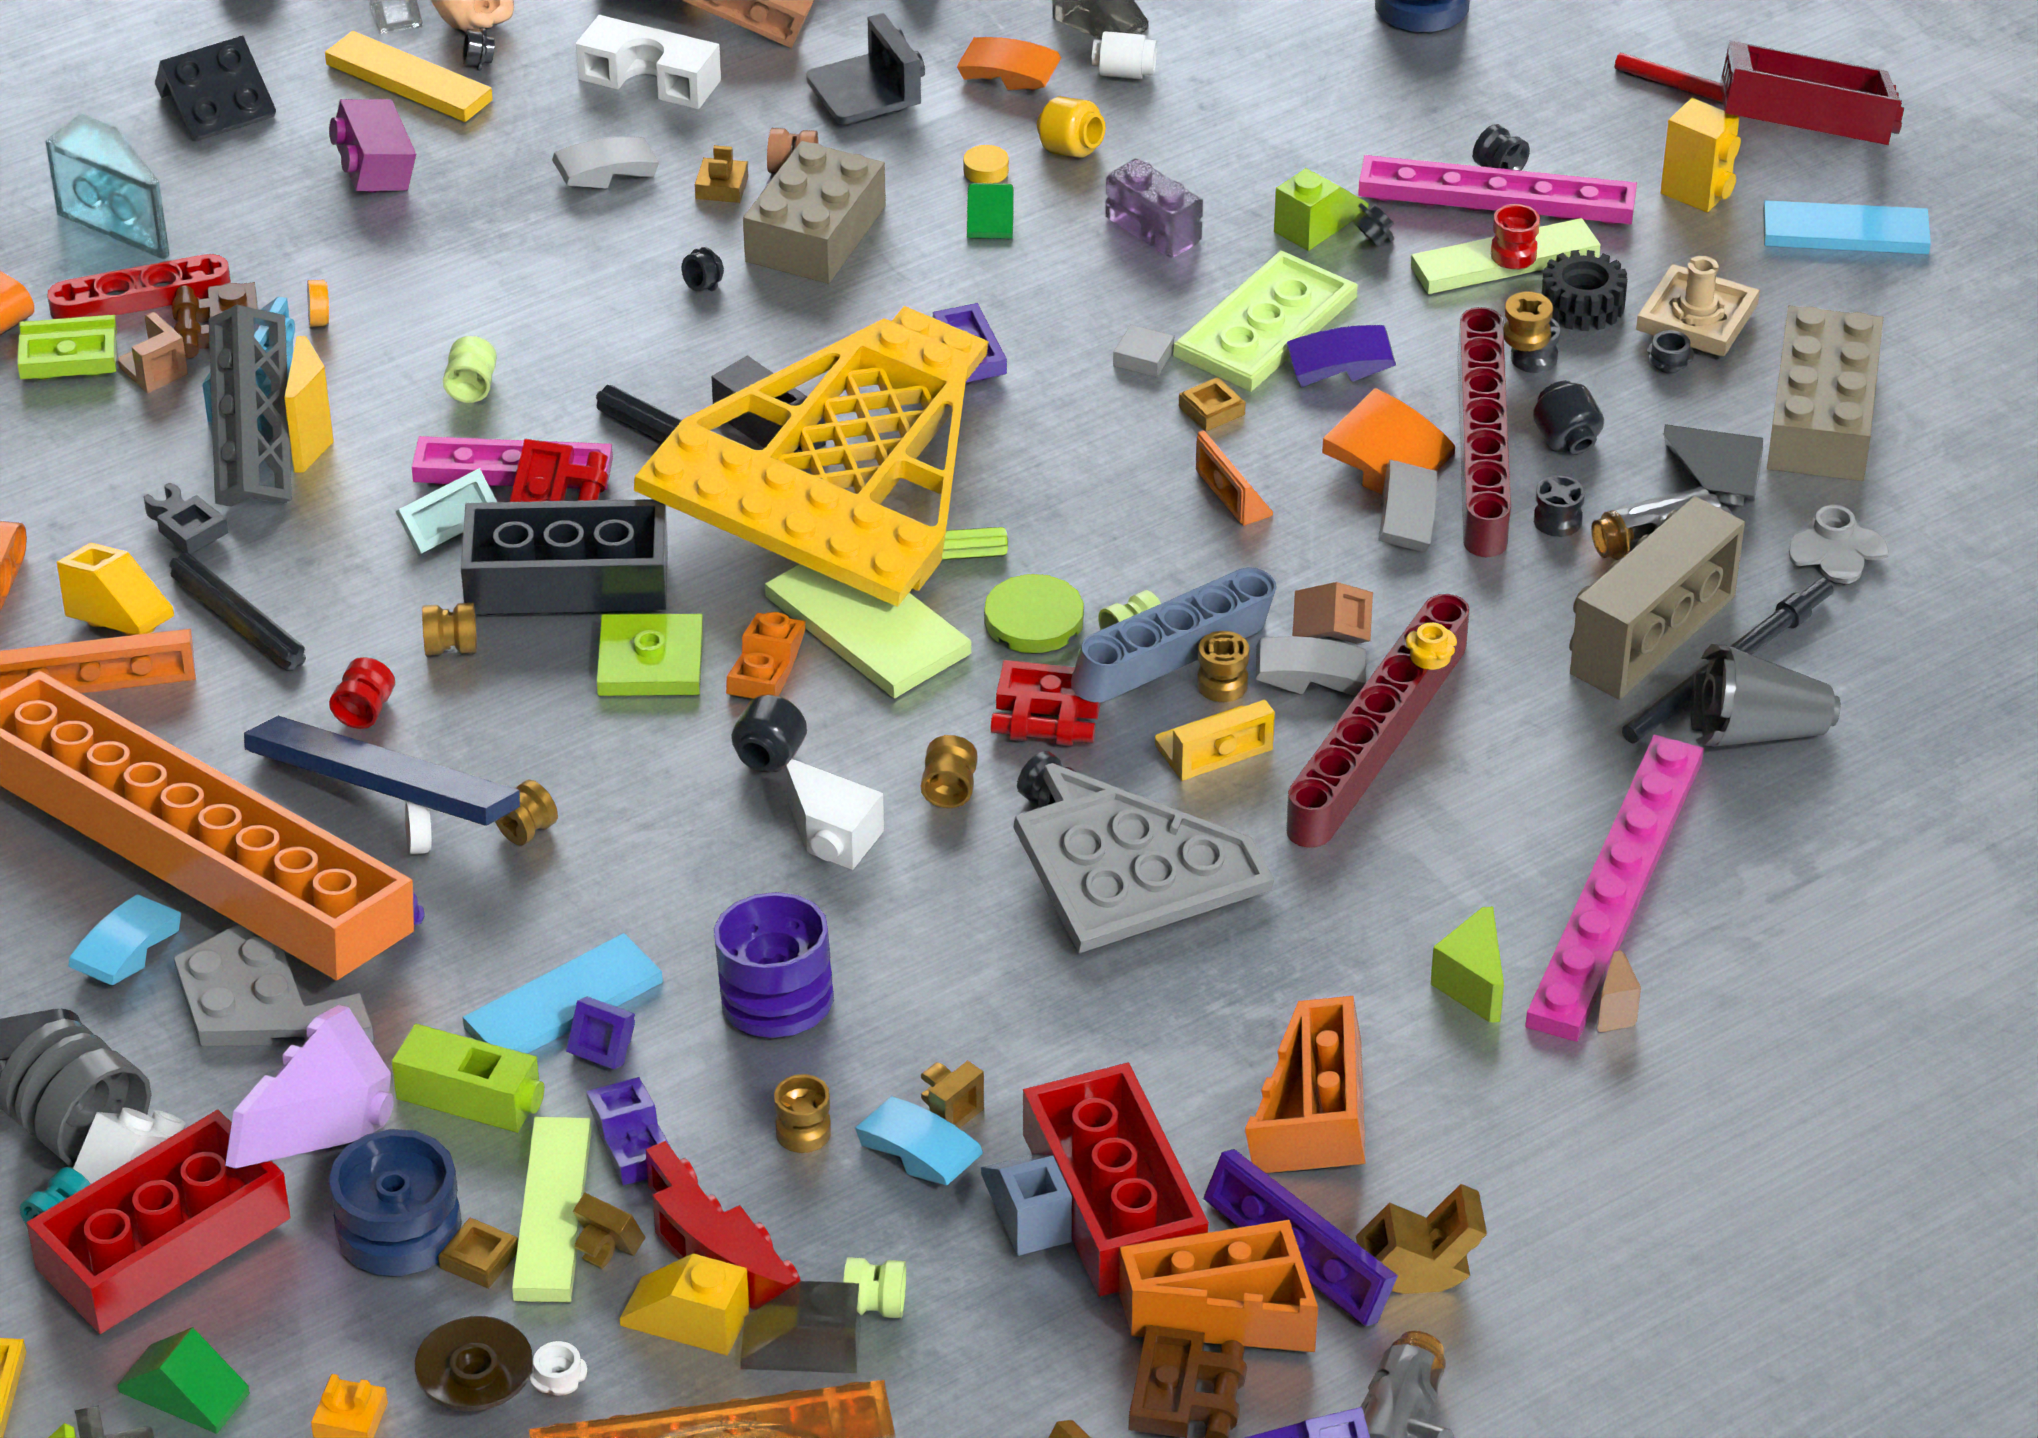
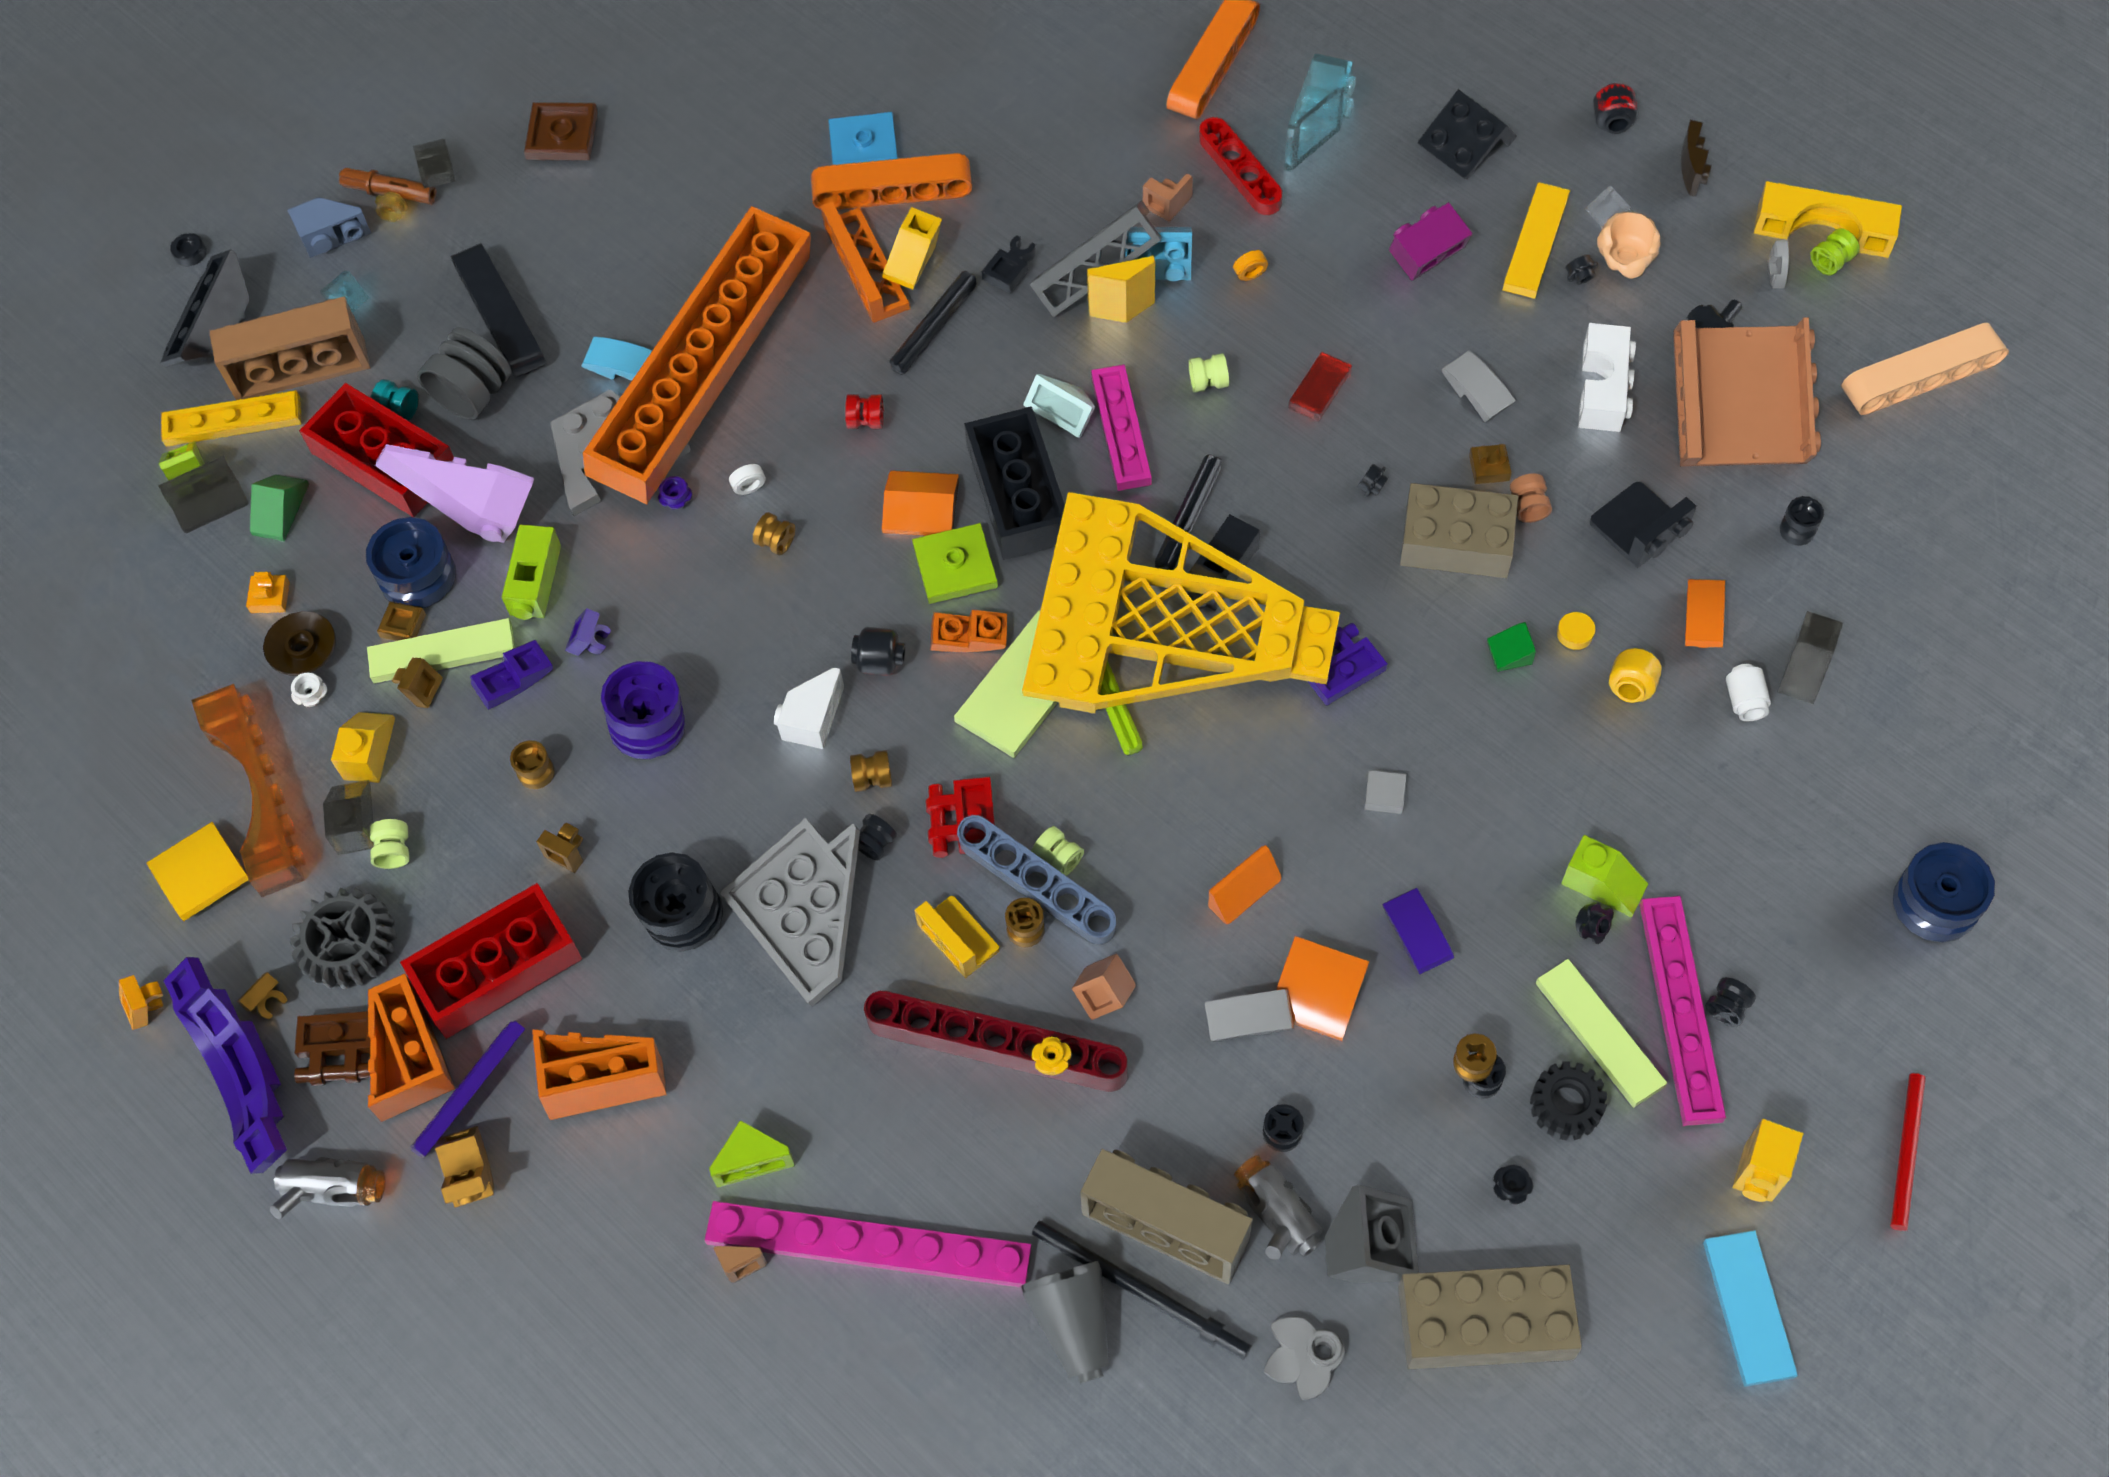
camera: 80 degrees right, 20 degrees up
(67, 347) = (1161, 147): lime plate -> none
(121, 1138) = (444, 420): white slope -> none
(191, 311) = (1225, 227): reddish brown plate -> none
(382, 770) = (780, 443): dark blue tile -> none
(449, 629) = (938, 438): pearl gold wheel -> none
(535, 289) = (1320, 386): none -> clear red tile
(535, 672) = (919, 503): none -> orange slope
(547, 1004) = (623, 606): medium azure piece -> none
(549, 468) = (1084, 449): red plate -> none
(698, 1225) = (409, 749): red slope -> none
(923, 1140) = (517, 846): medium azure slope -> none
(1015, 1374) = (343, 959): none -> dark grey gear
(1031, 1201) = (469, 903): sand blue slope -> none
(1034, 613) = (1061, 787): lime tile -> none
(1092, 968) = (664, 887): none -> black wheel
(1154, 207) = (1549, 756): clear purple brick -> none
(1211, 404) = (1337, 853): pearl gold tile -> none
(1250, 328) = (1454, 870): yellowish green tile -> none
(1297, 661) = (1049, 983): light grey slope -> none
(1483, 432) = (1340, 1064): dark red beam -> none
(1515, 236) = (1603, 1022): red wheel -> none
(1568, 417) = (1390, 1115): black head -> none
(1699, 306) = (1577, 1182): tan plate -> none
(1810, 93) = (1930, 1227): dark red window -> none

